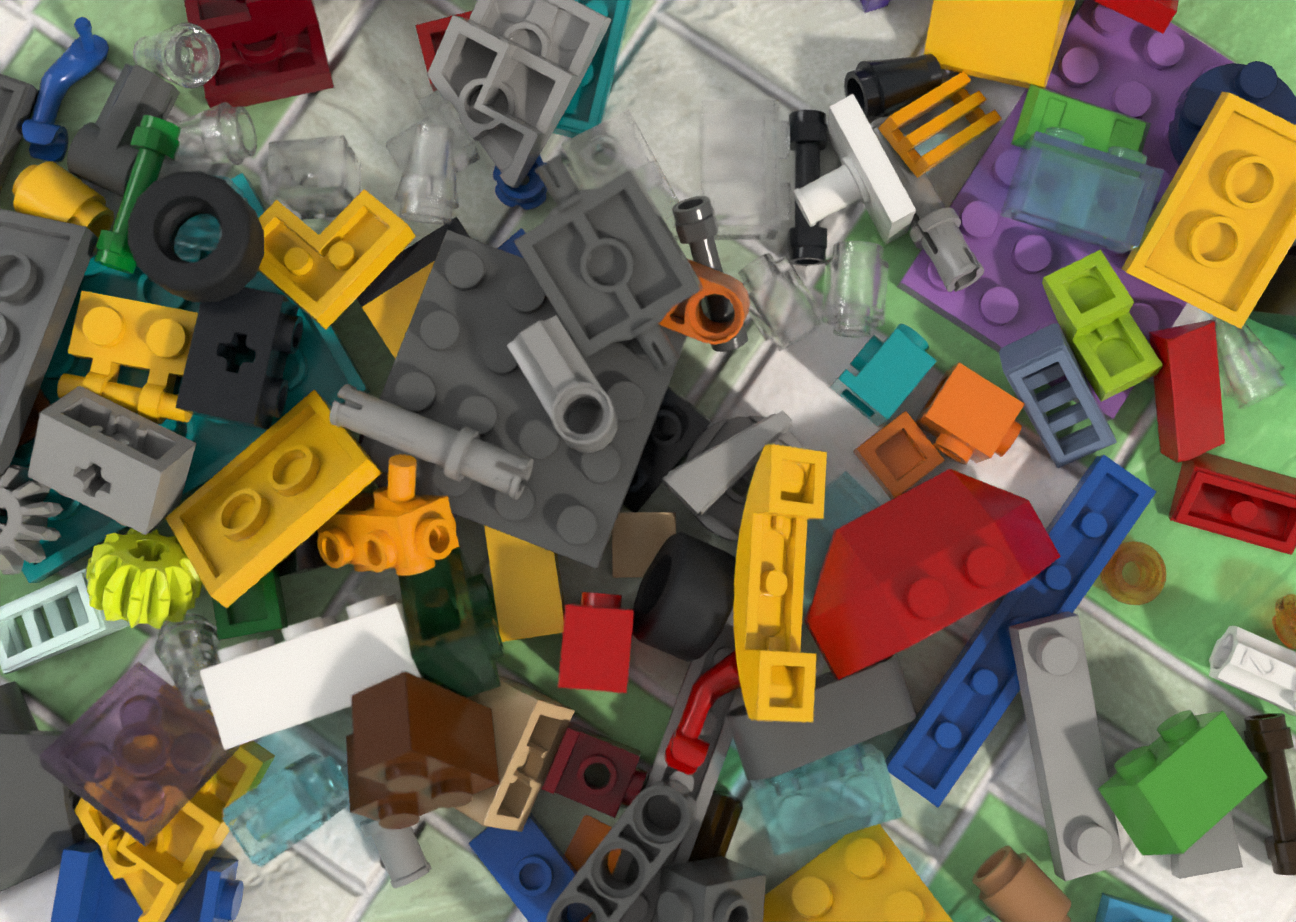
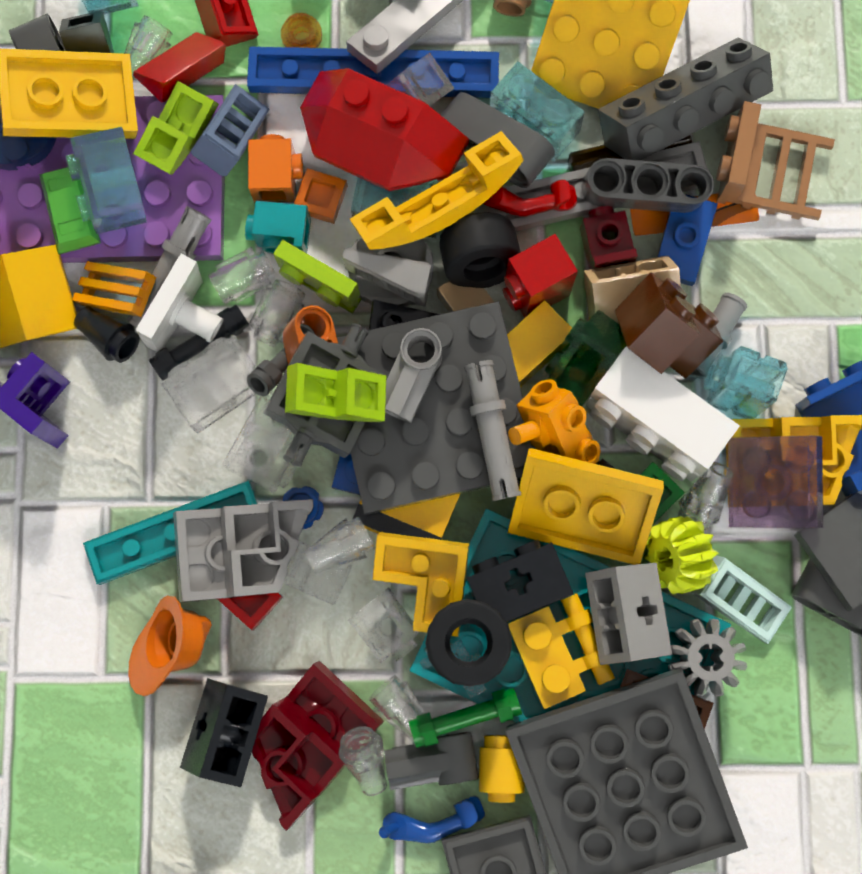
camera: 115 degrees left, 5 degrees down
(593, 267) = (335, 394): none -> lime slope
(812, 360) = (323, 280): none -> lime plate
(953, 667) = (423, 81): none -> clear panel

